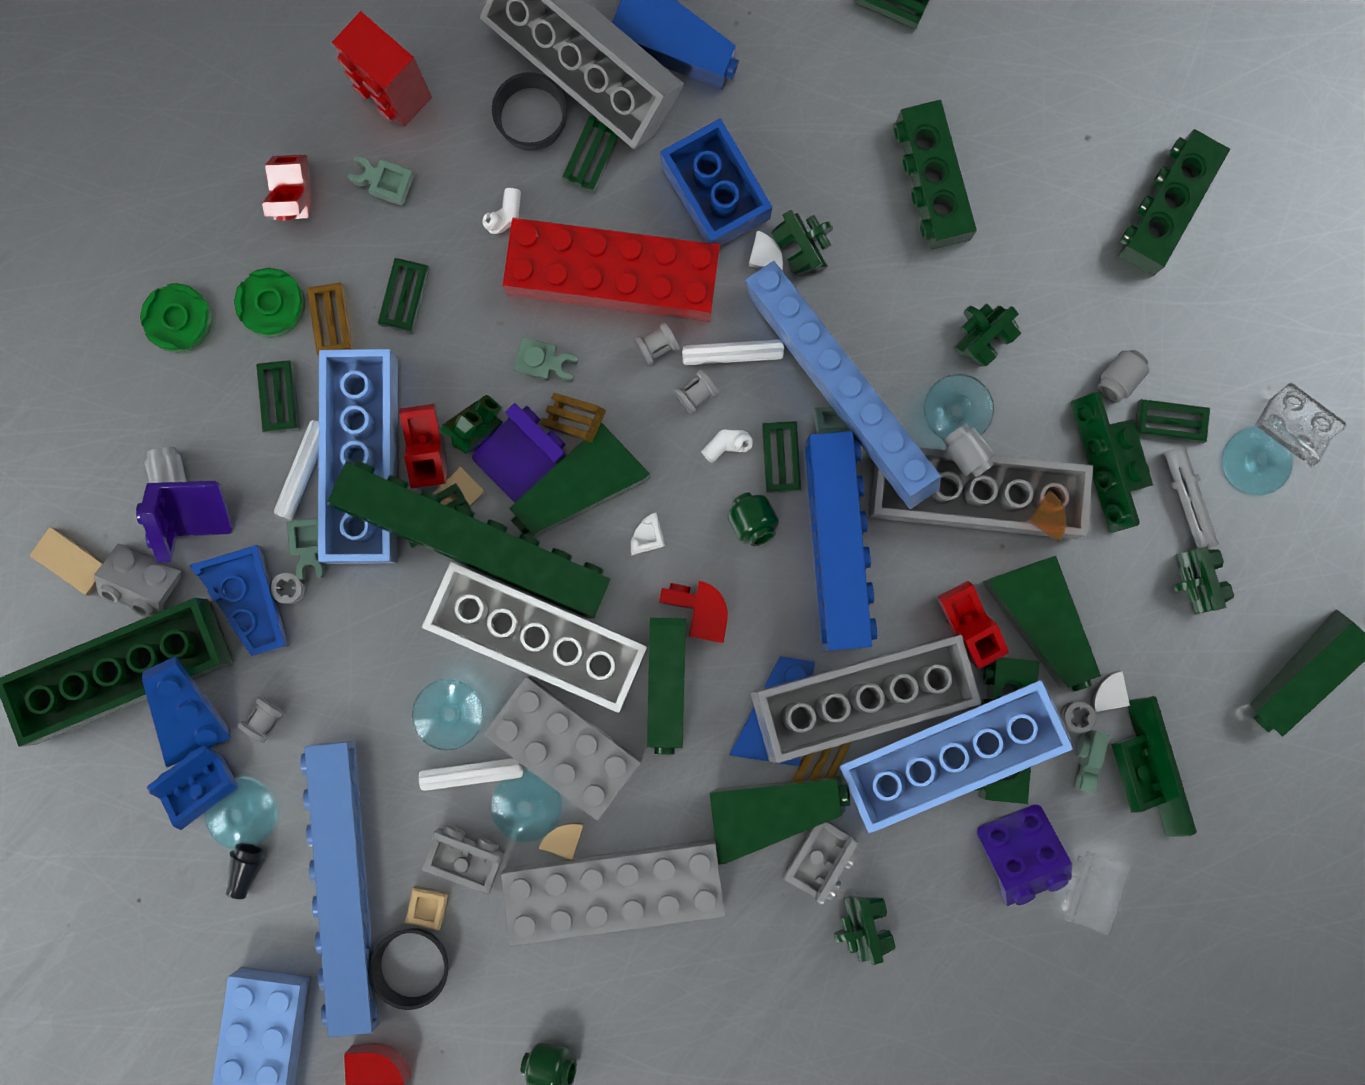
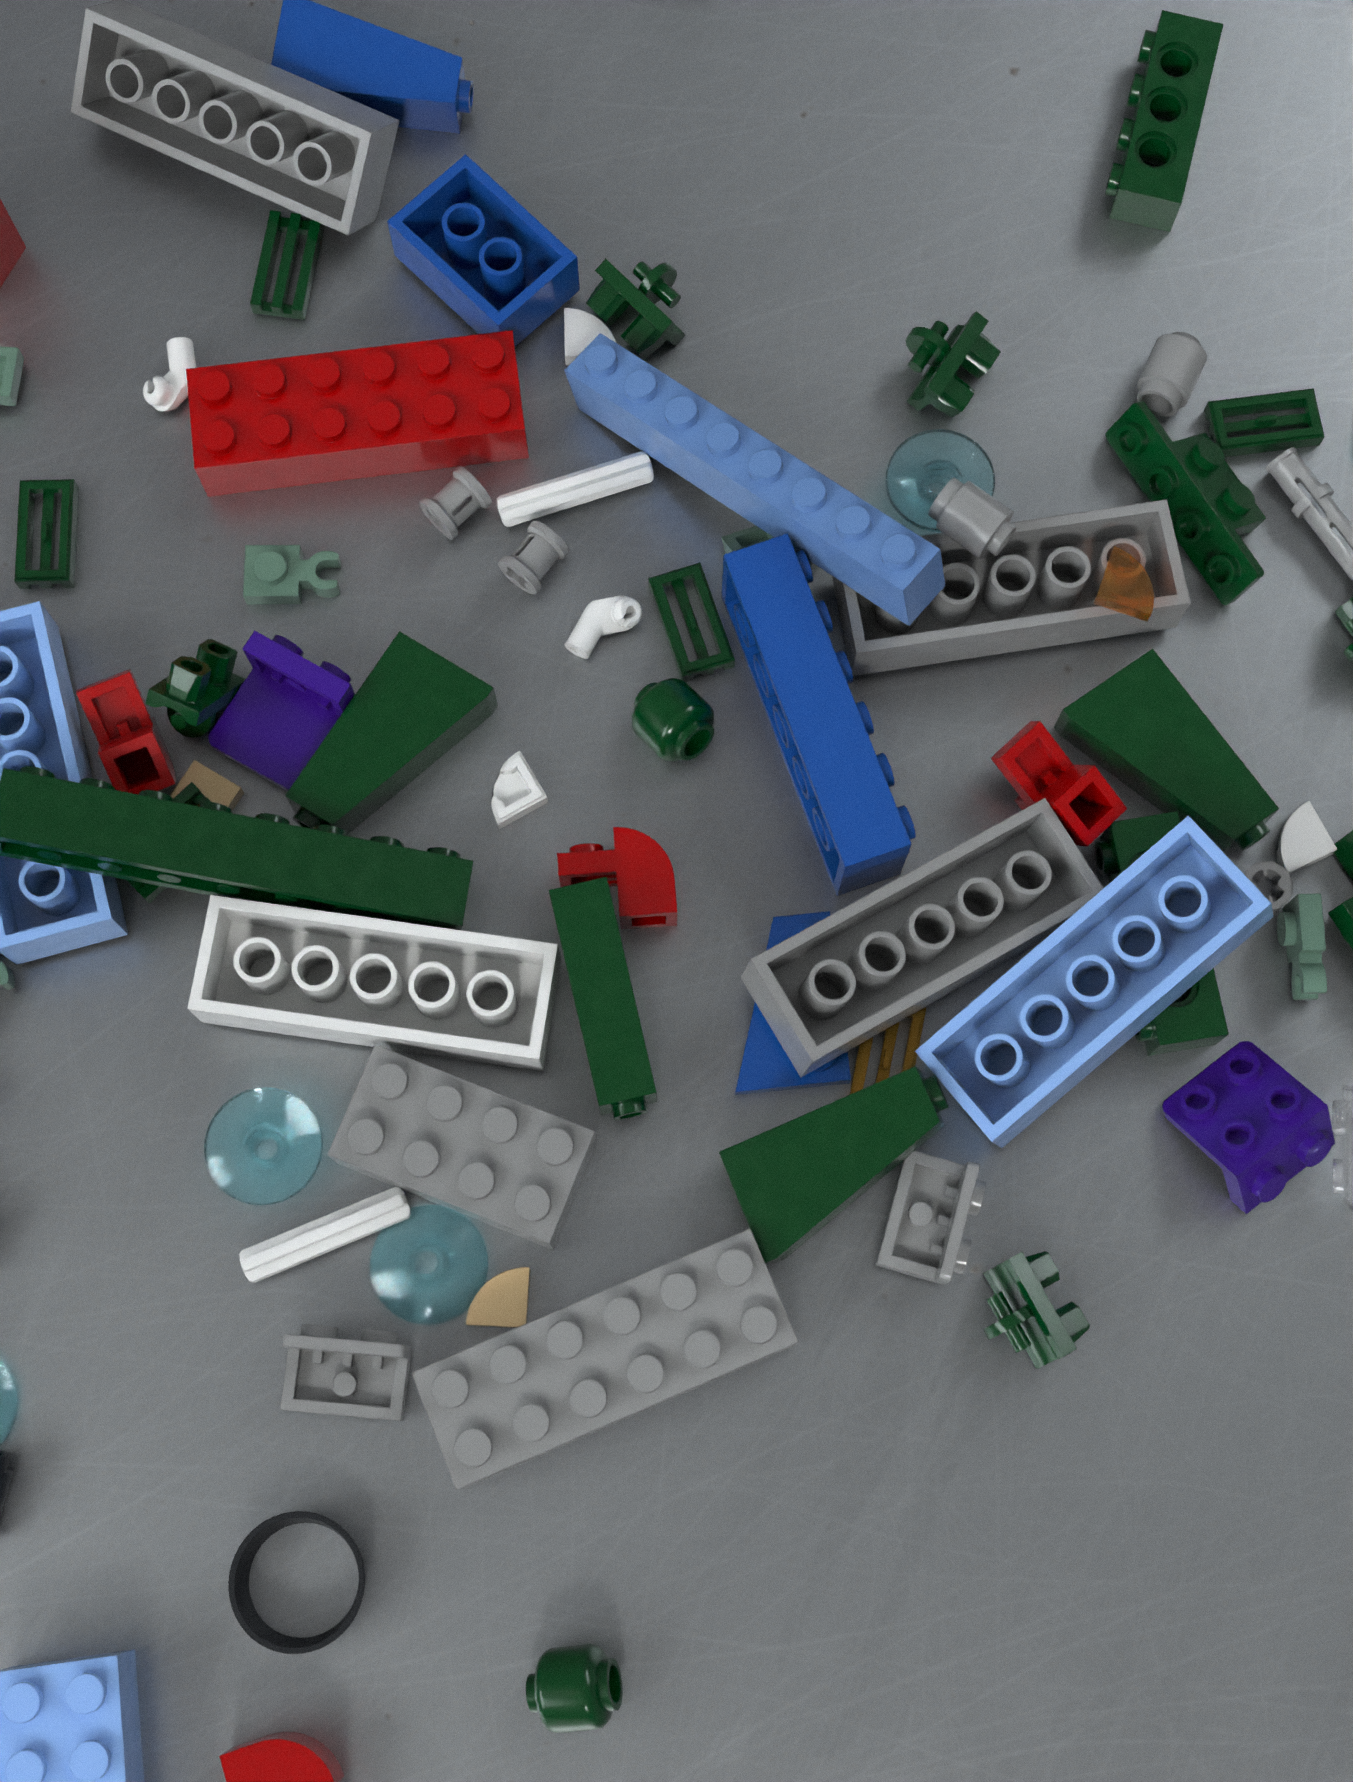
camera: 15 degrees left, 10 degrees down
(340, 888) = (151, 1480): medium blue brick -> none
(427, 908) = (305, 1476): tan tile -> none
(524, 81) = (166, 185): black tyre -> none
(557, 411) = (356, 627): pearl gold tile -> none
(930, 123) = (778, 100): dark green brick -> none

